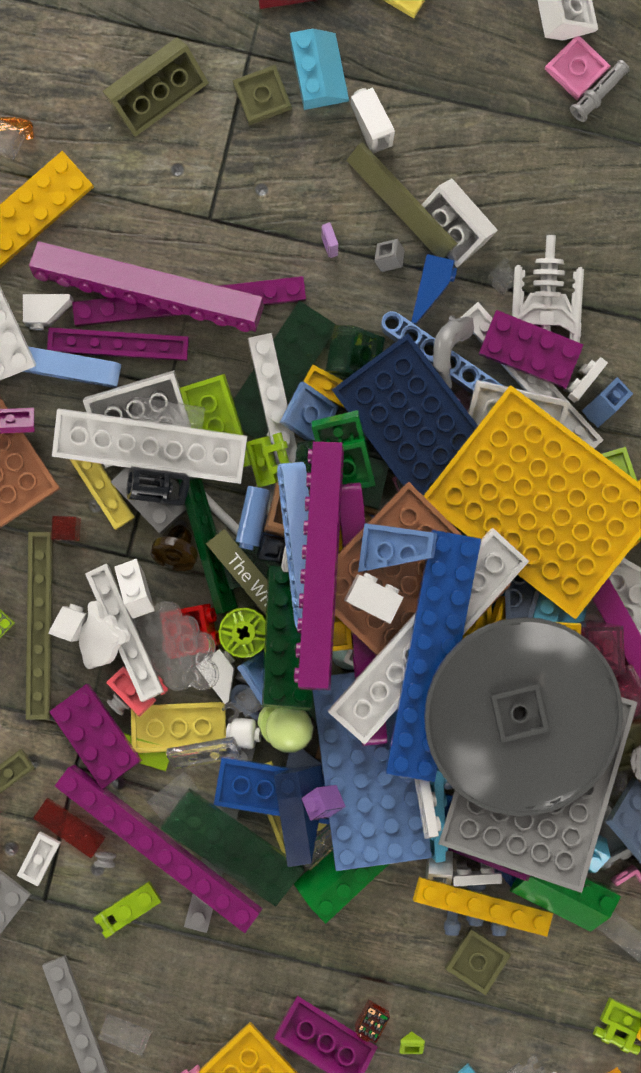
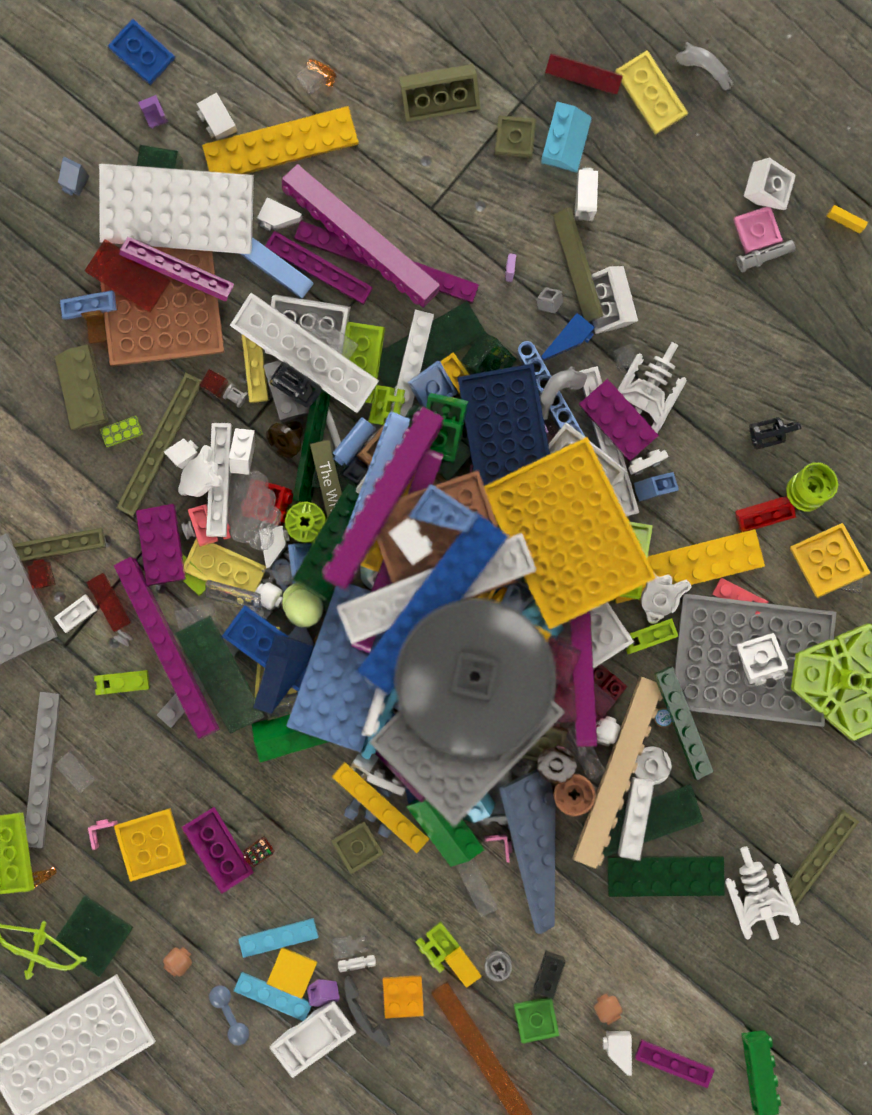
camera: 25 degrees right, 0 degrees up
(96, 530) = (235, 395): none -> light grey bush
(323, 802) = (301, 672): medium lavender brick -> none
(411, 1044) = (279, 883): lime slope -> none

